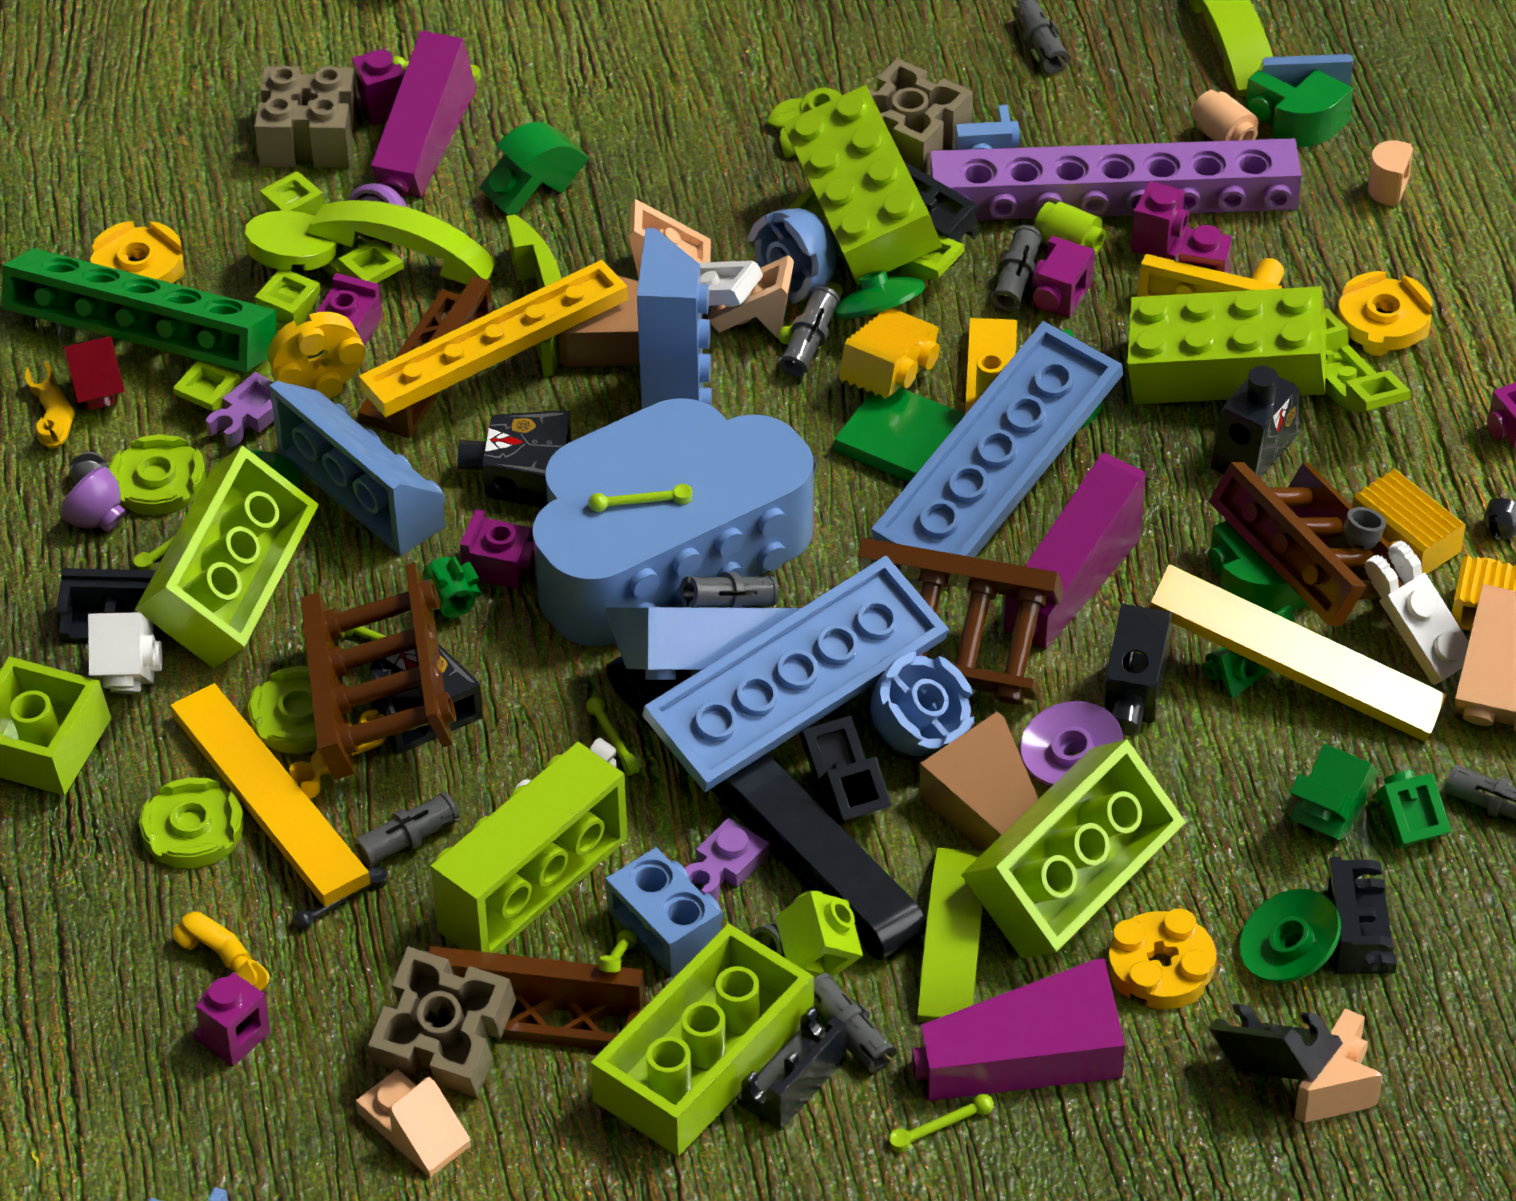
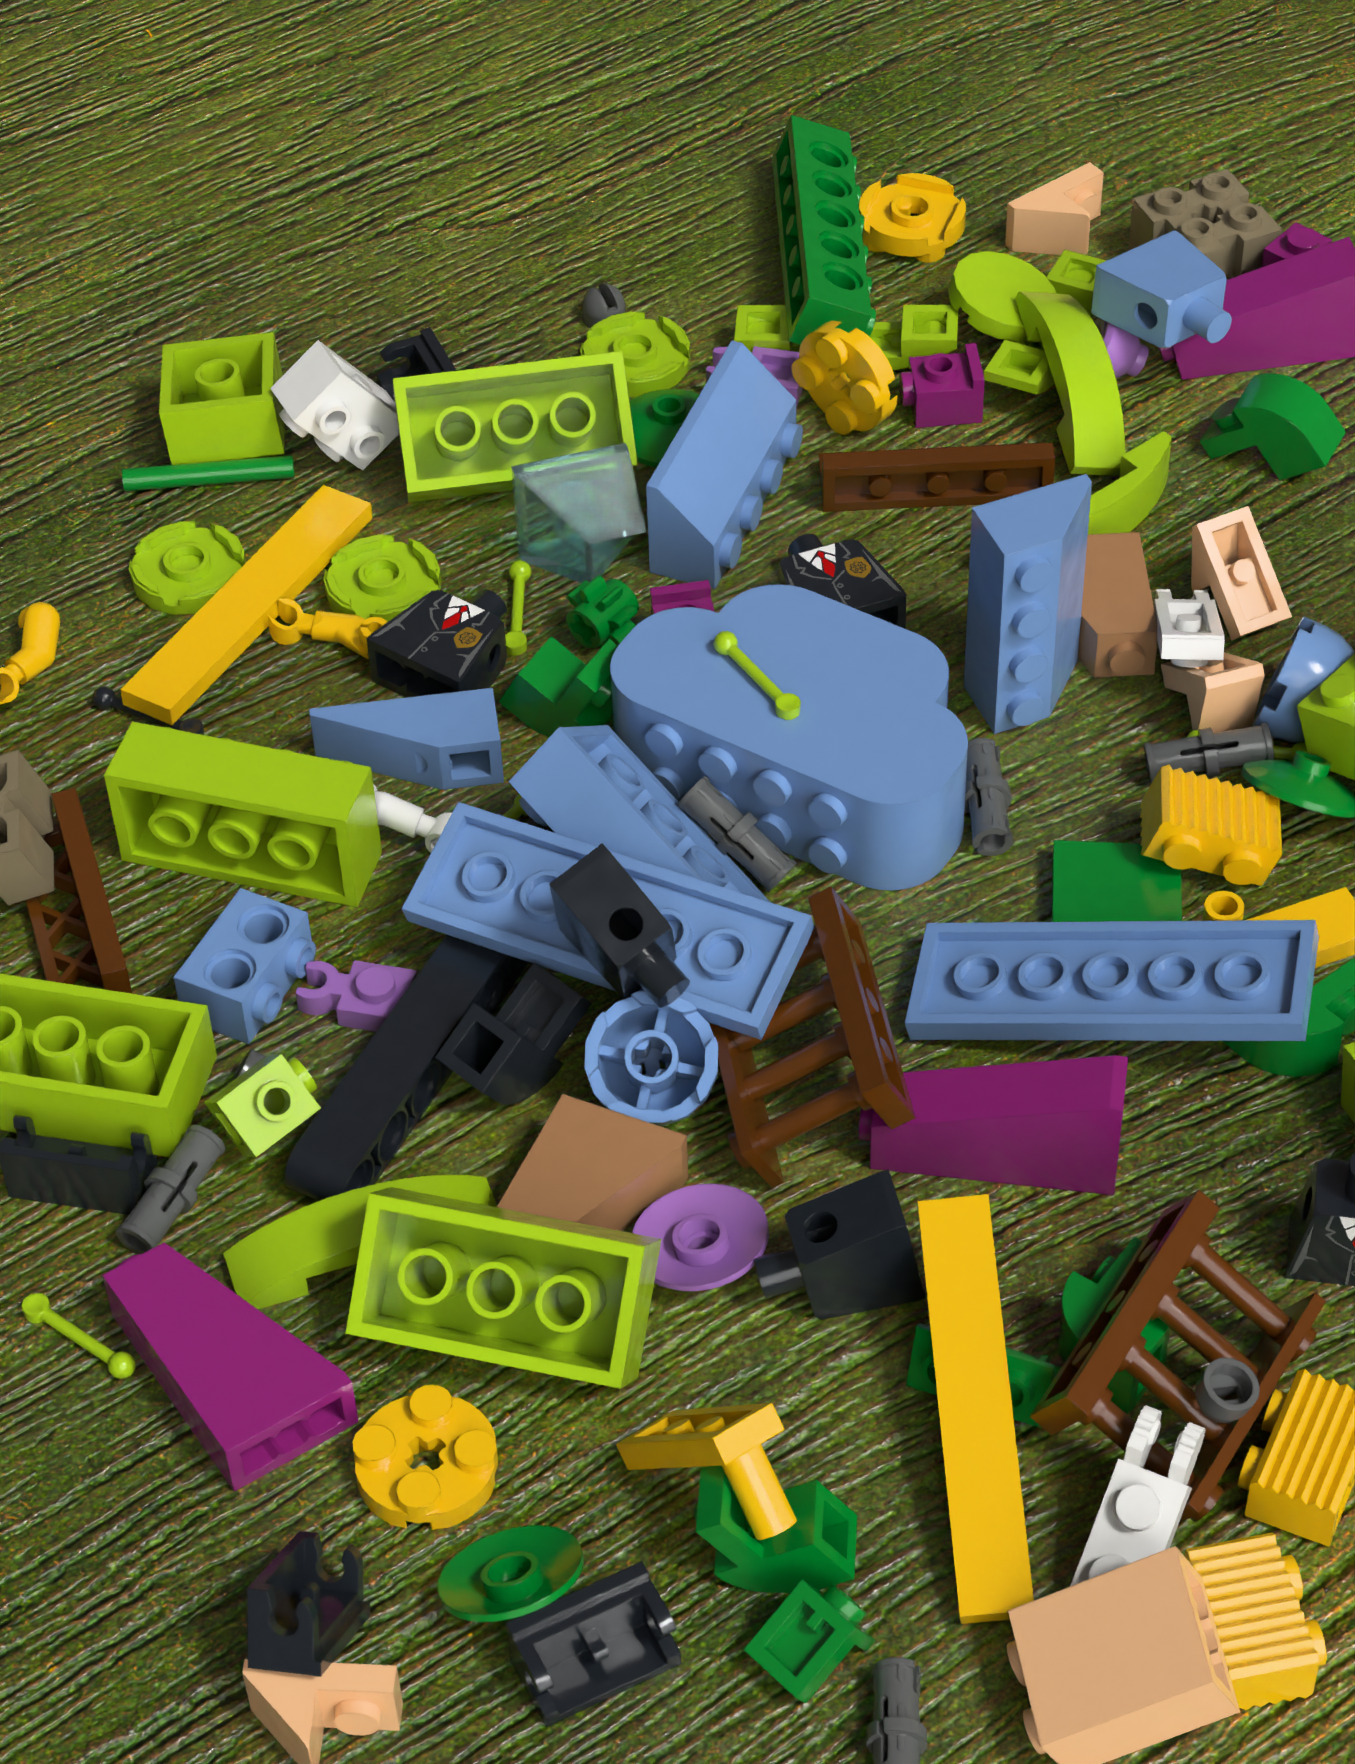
camera: 65 degrees right, 0 degrees up
(59, 414) = (642, 261): yellow arm -> none
(89, 776) = (208, 473): none -> green bar
(93, 372) = (718, 243): dark red brick -> none
(94, 502) = (554, 319): medium lavender brick -> none
(215, 183) = (1056, 214): none -> light nougat slope
(329, 664) = (406, 563): reddish brown fence -> none
(353, 552) = (576, 511): none -> clear light blue slope
(396, 145) = (1163, 292): none -> medium blue torso
(406, 829) = (253, 719): dark grey pin -> none
(493, 338) = (925, 474): yellow plate -> none
(506, 733) = (419, 739): none -> medium blue slope
(524, 638) = (561, 689): none -> green brick
(625, 941) = (113, 934): lime hinge -> none
(845, 651) = (617, 928): none -> black torso
(1267, 783) = (720, 1438): none -> yellow piece

